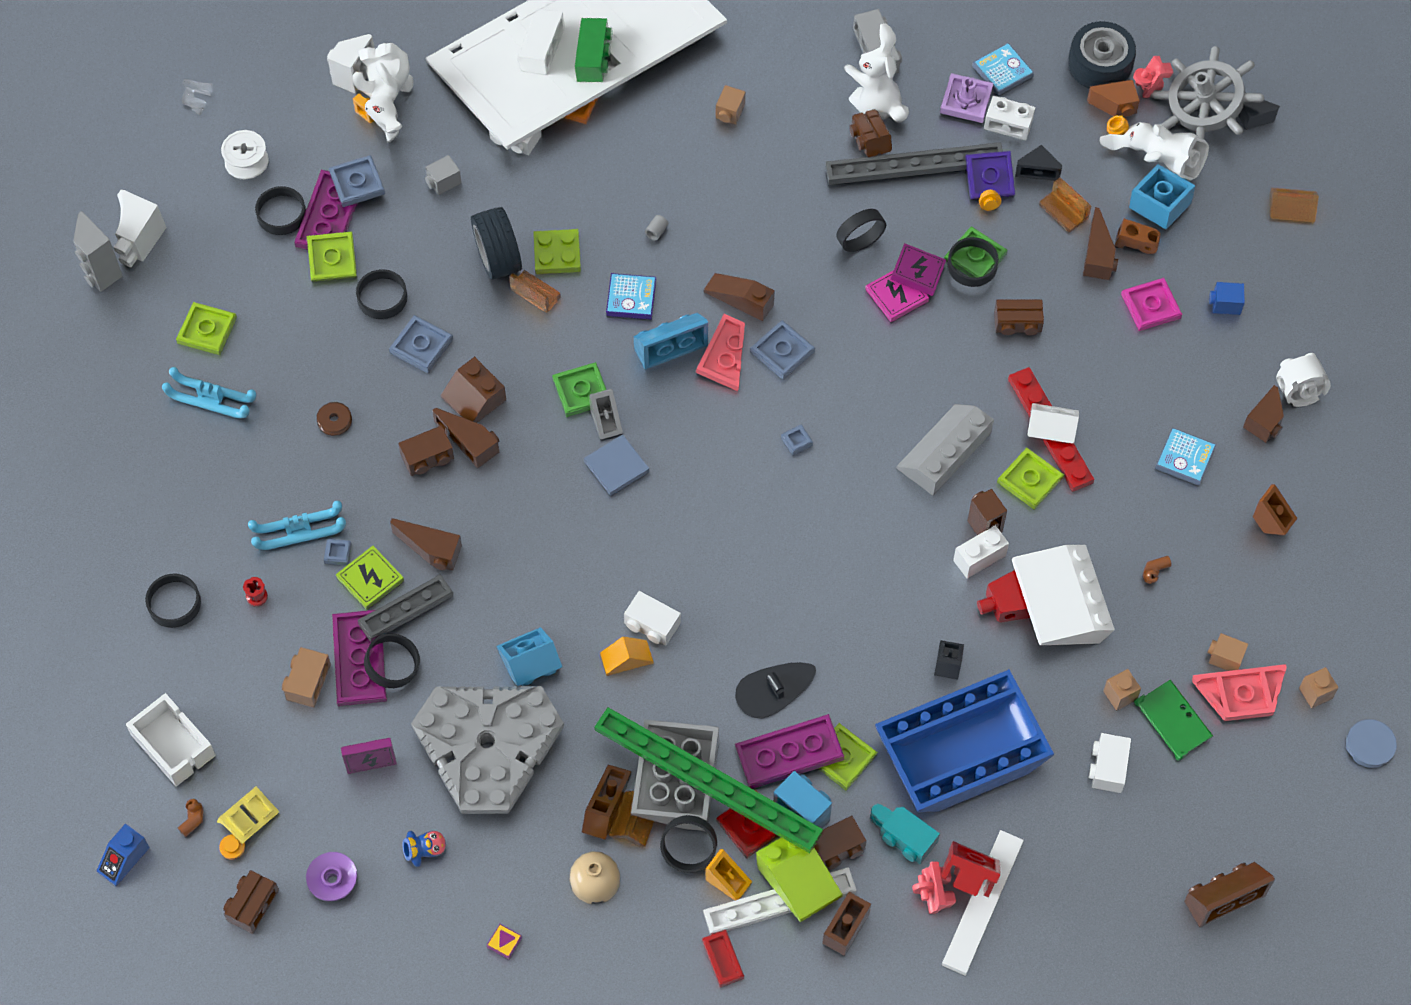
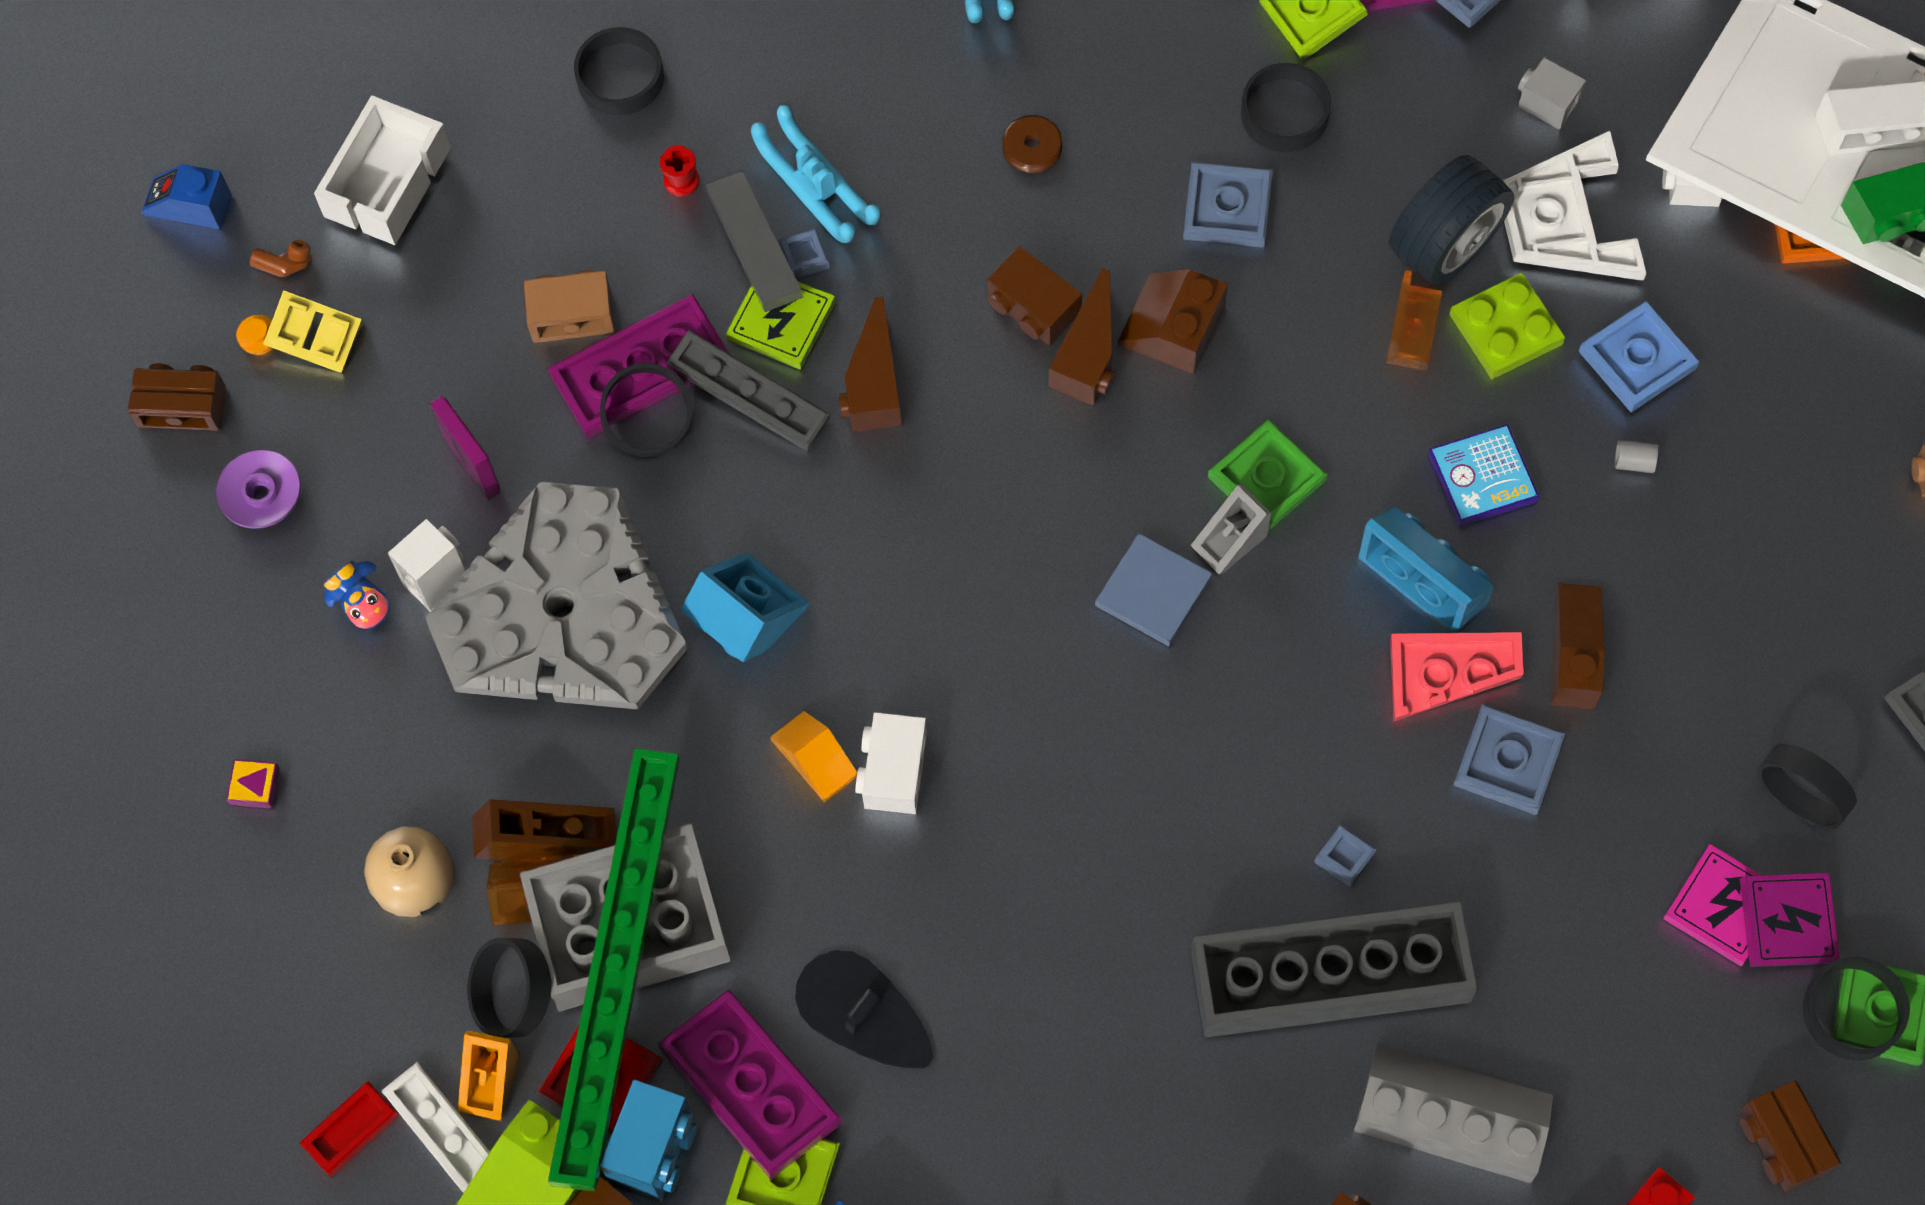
camera: 70 degrees right, 5 degrees up
(319, 571) = (754, 241): none -> dark grey tile
(429, 798) = (428, 563): none -> white brick
(519, 204) = (1552, 218): none -> white wing
(605, 203) = (1638, 356): none -> medium blue plate
(855, 466) = (1333, 969): none -> dark grey brick

